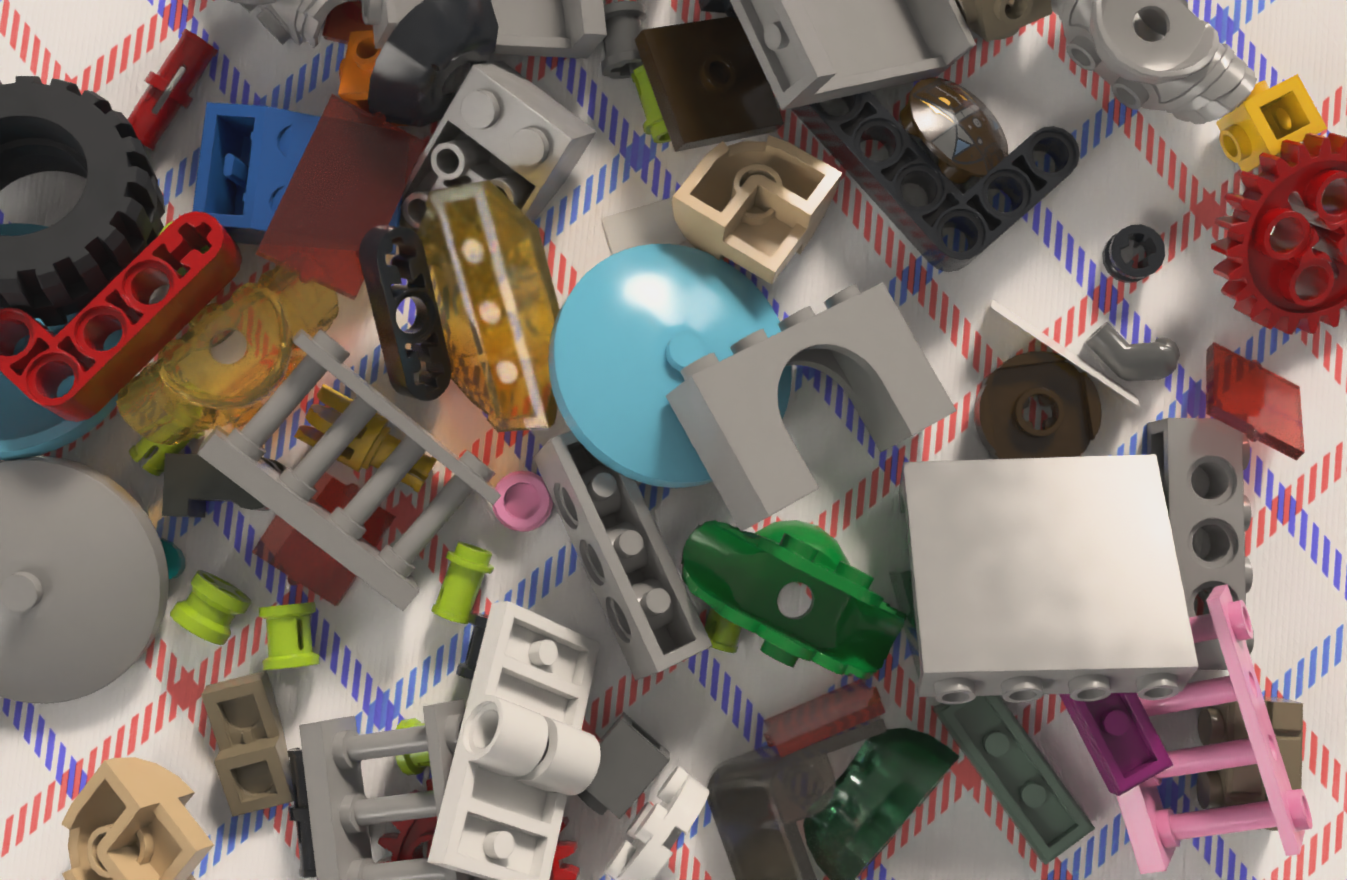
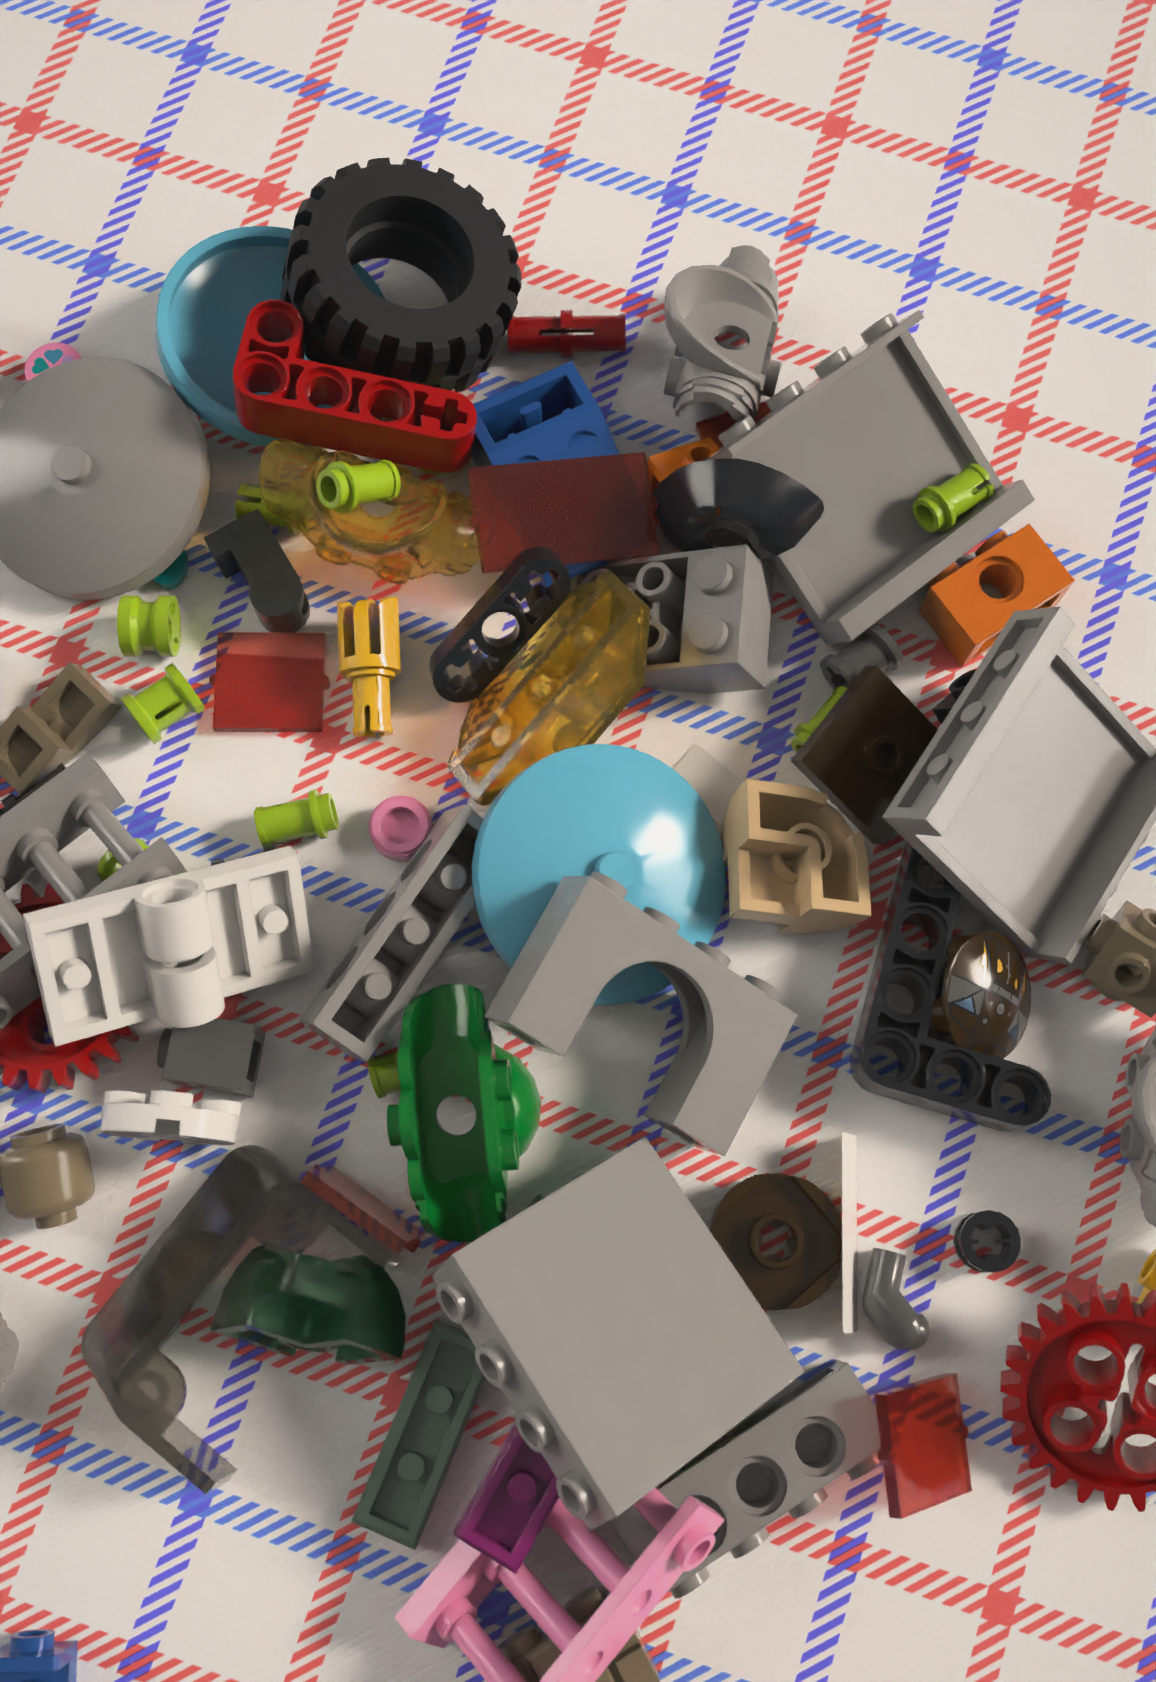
camera: 60 degrees right, 10 degrees down
(205, 366) = (345, 486): none -> lime pin
(291, 492) = (285, 622): light grey fence -> none

